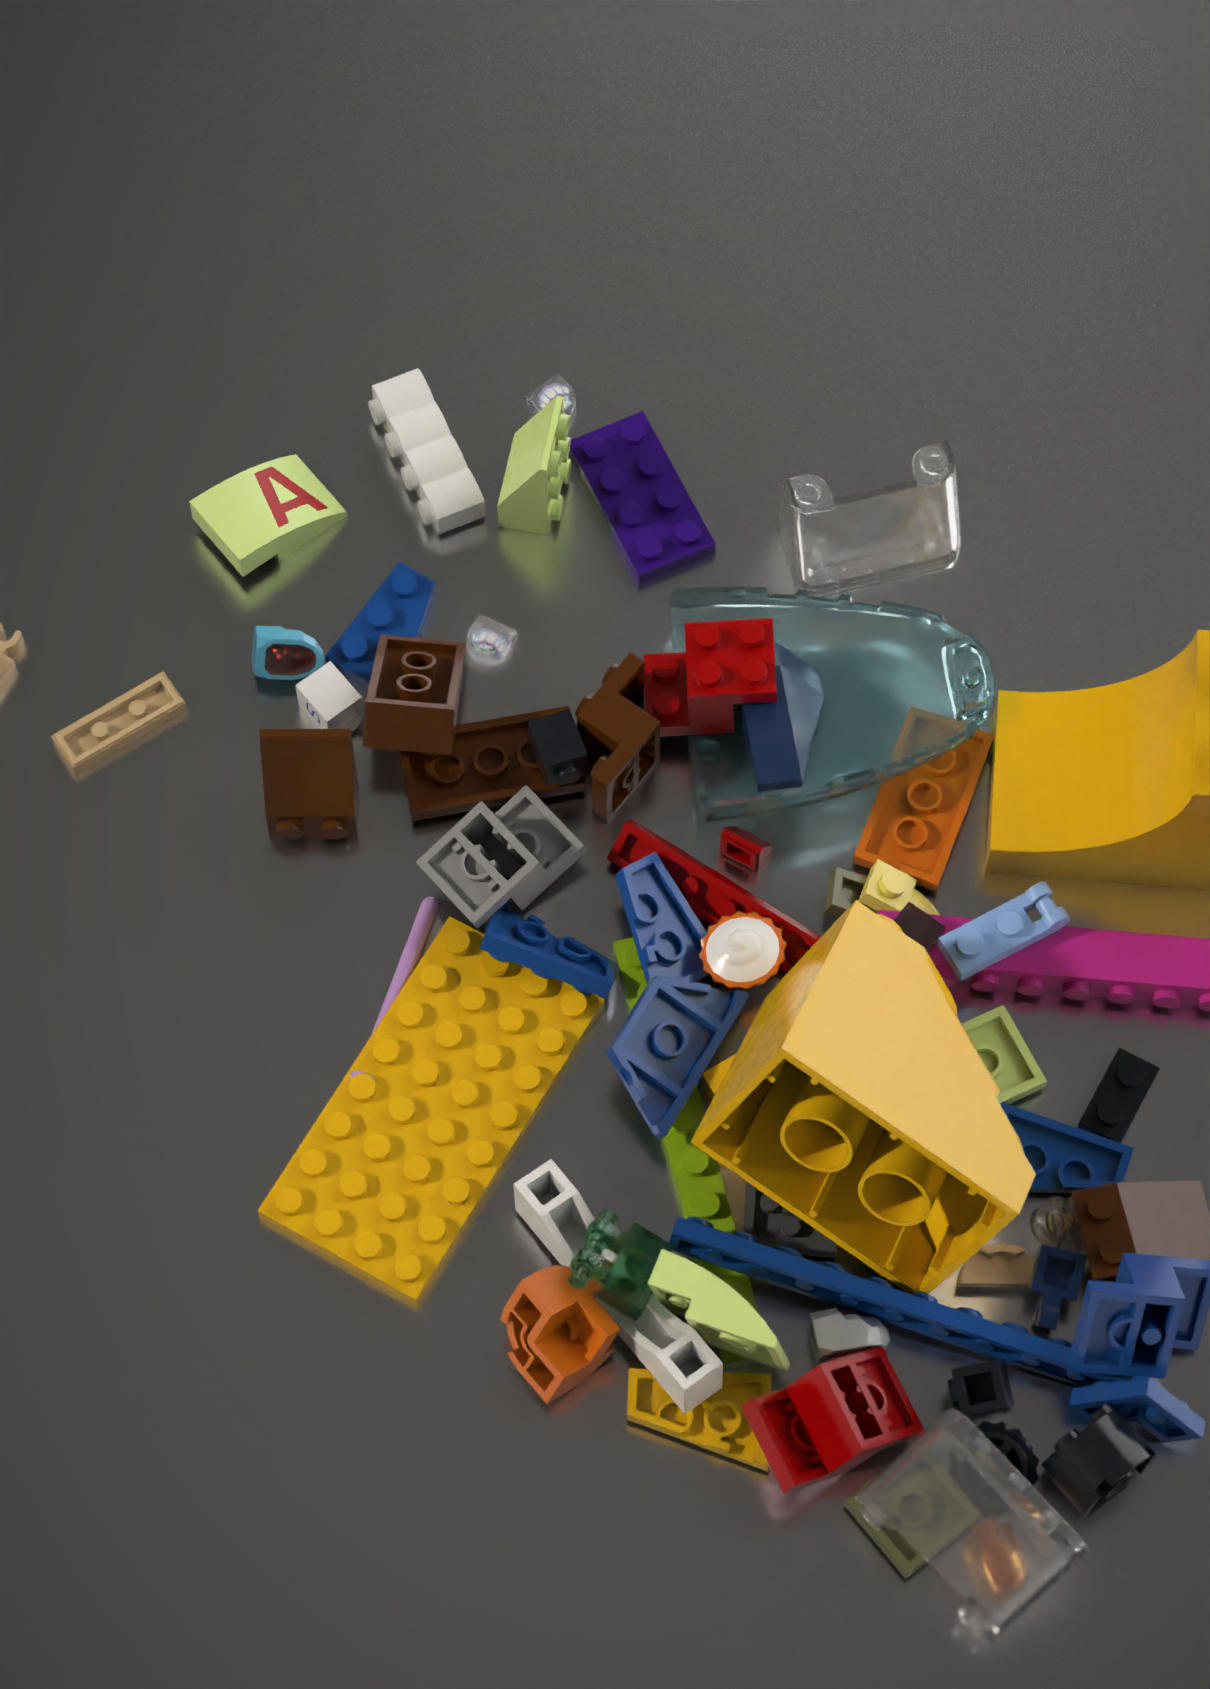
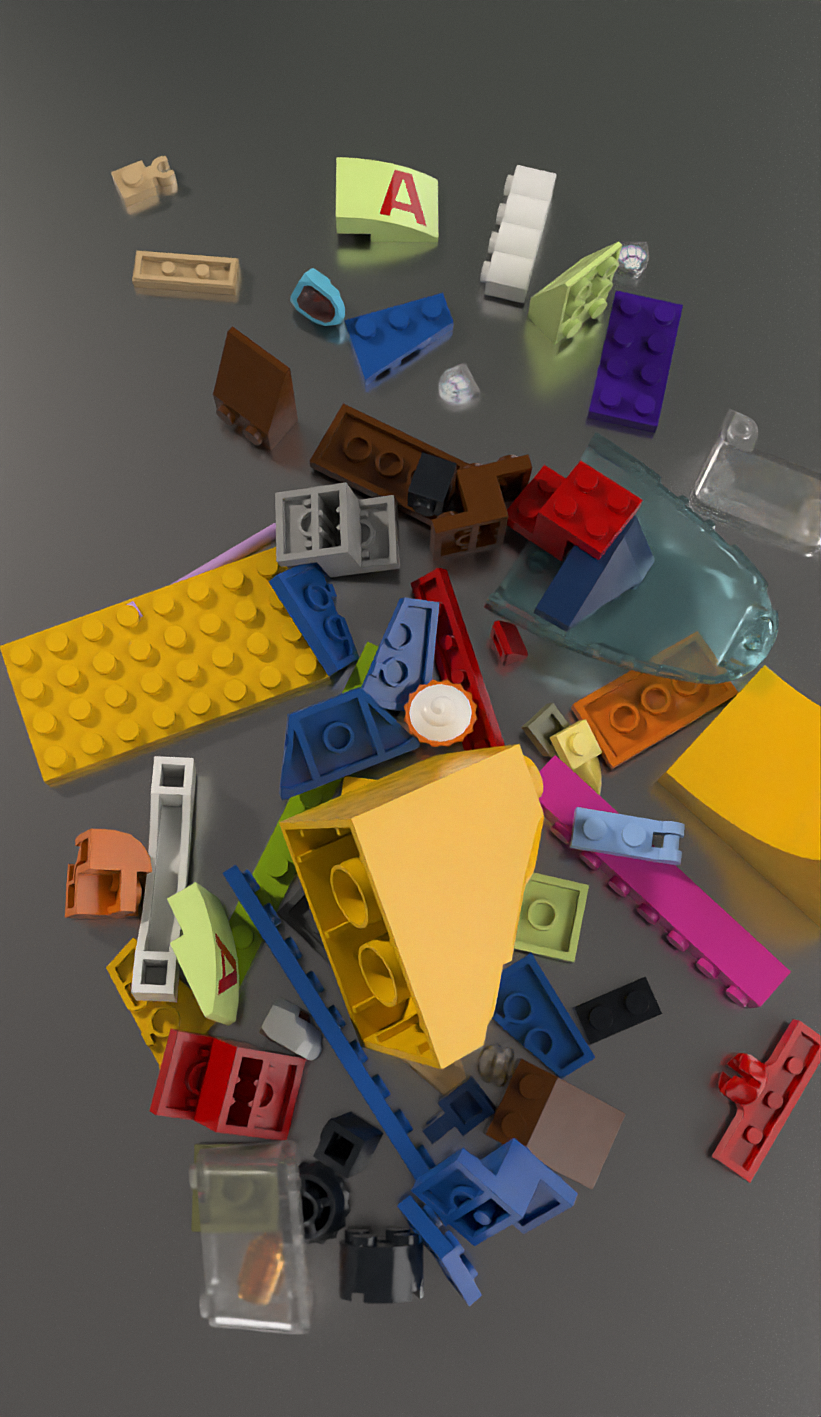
camera: 35 degrees right, 10 degrees up
(330, 699) = (321, 351): white brick -> none
(414, 695) = (371, 383): reddish brown slope -> none
(627, 1276) = (169, 878): clear green plate -> none
(920, 926) = (563, 790): clear smoke plate -> none

